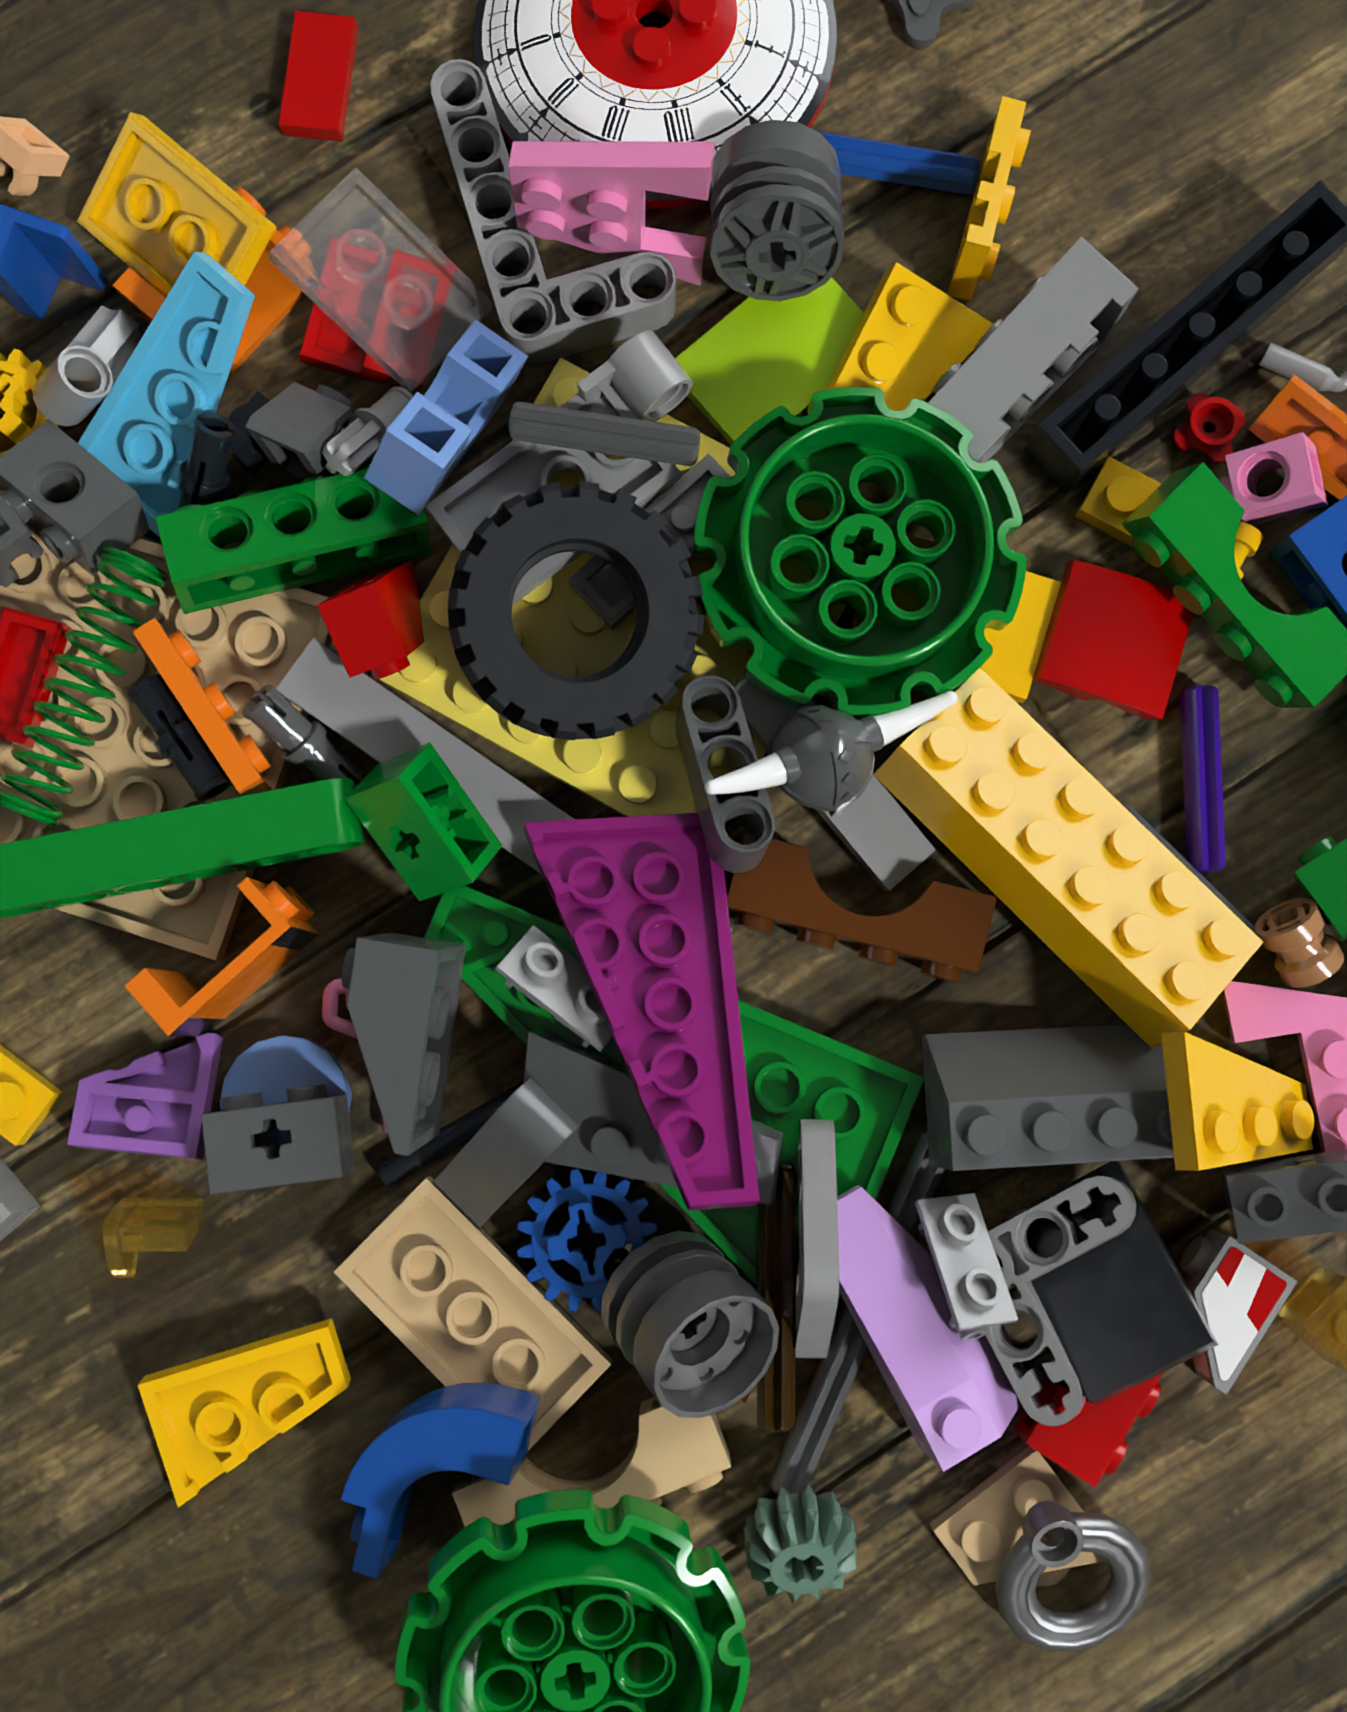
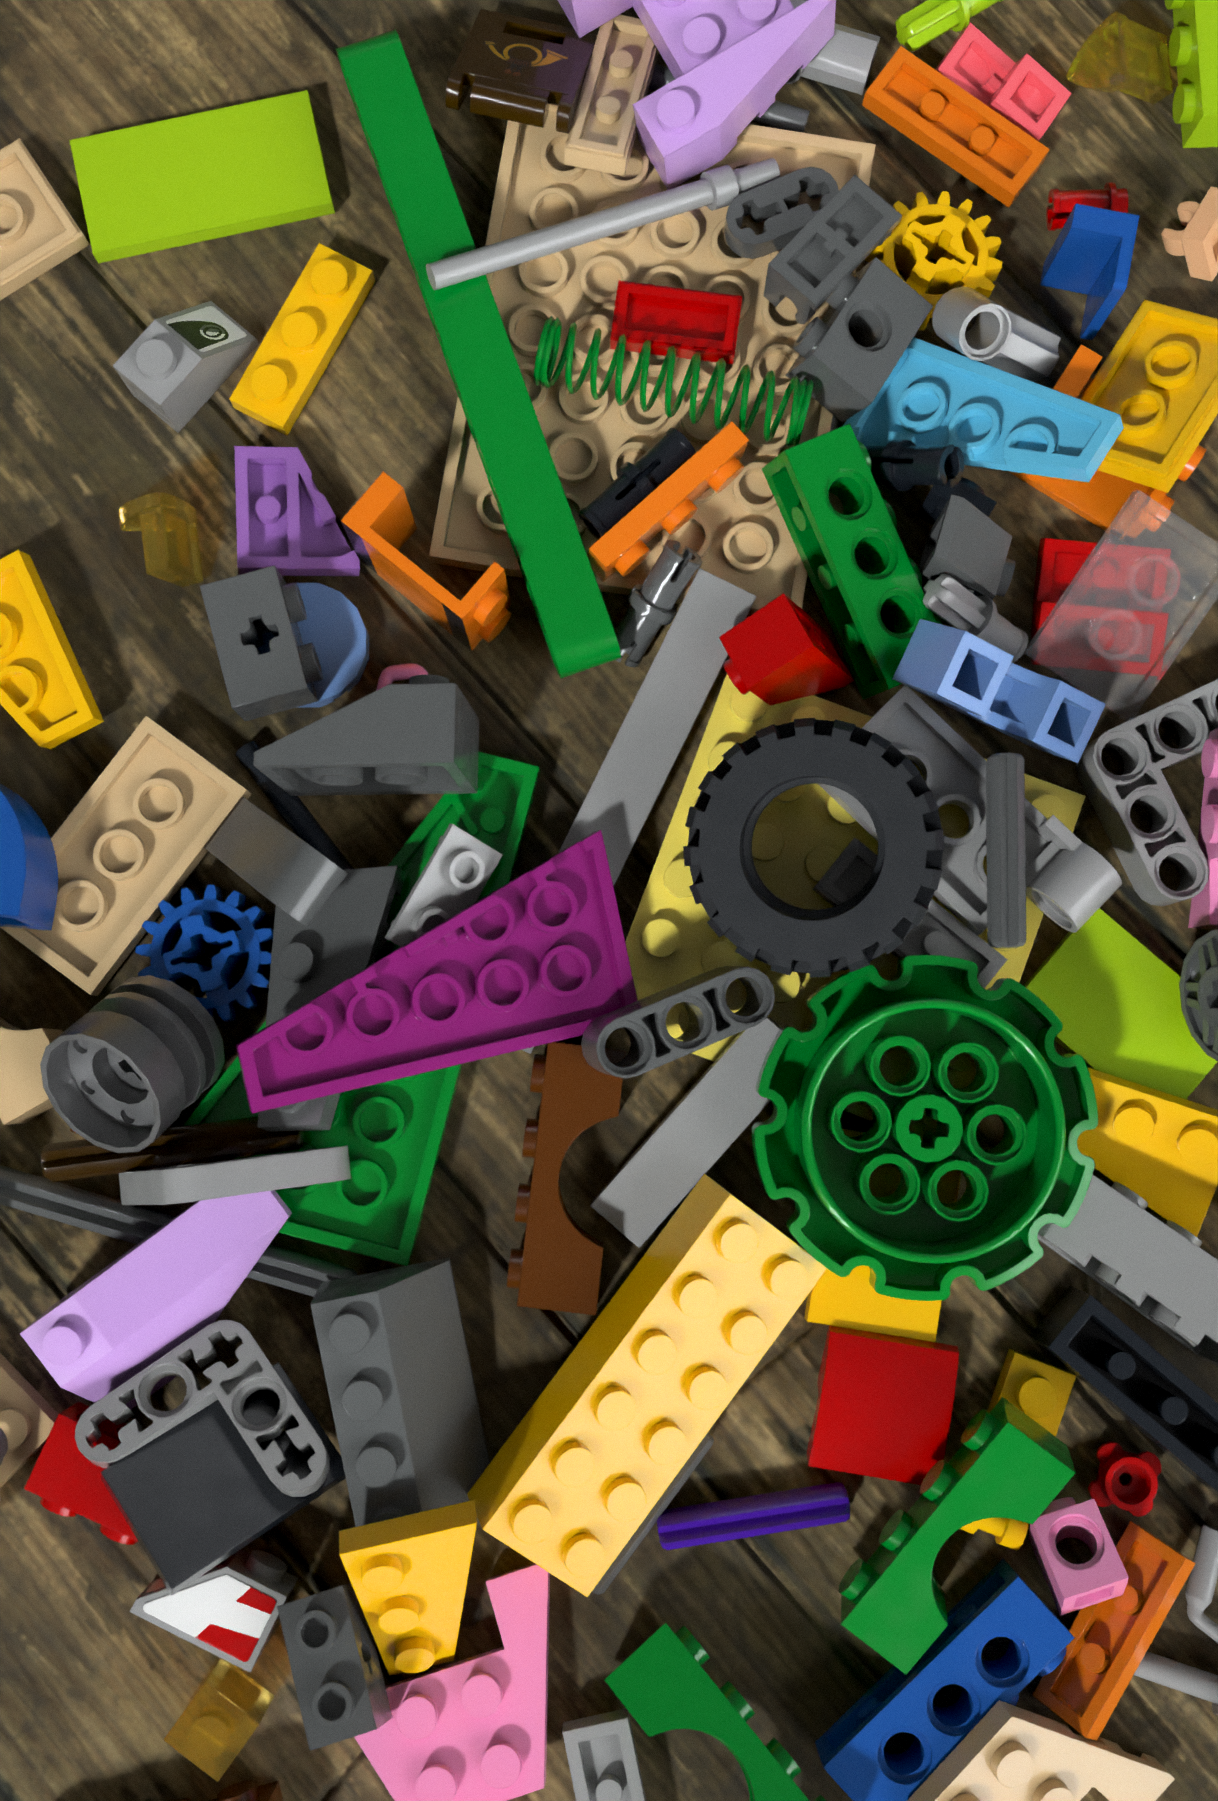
camera: 75 degrees right, 0 degrees up
(424, 822) = (588, 733): green brick -> none
(826, 754) = (710, 1121): dark grey helmet -> none
(965, 1264) = (224, 1330): light grey hinge -> none
(1298, 940) = (589, 1640): medium nougat wheel -> none

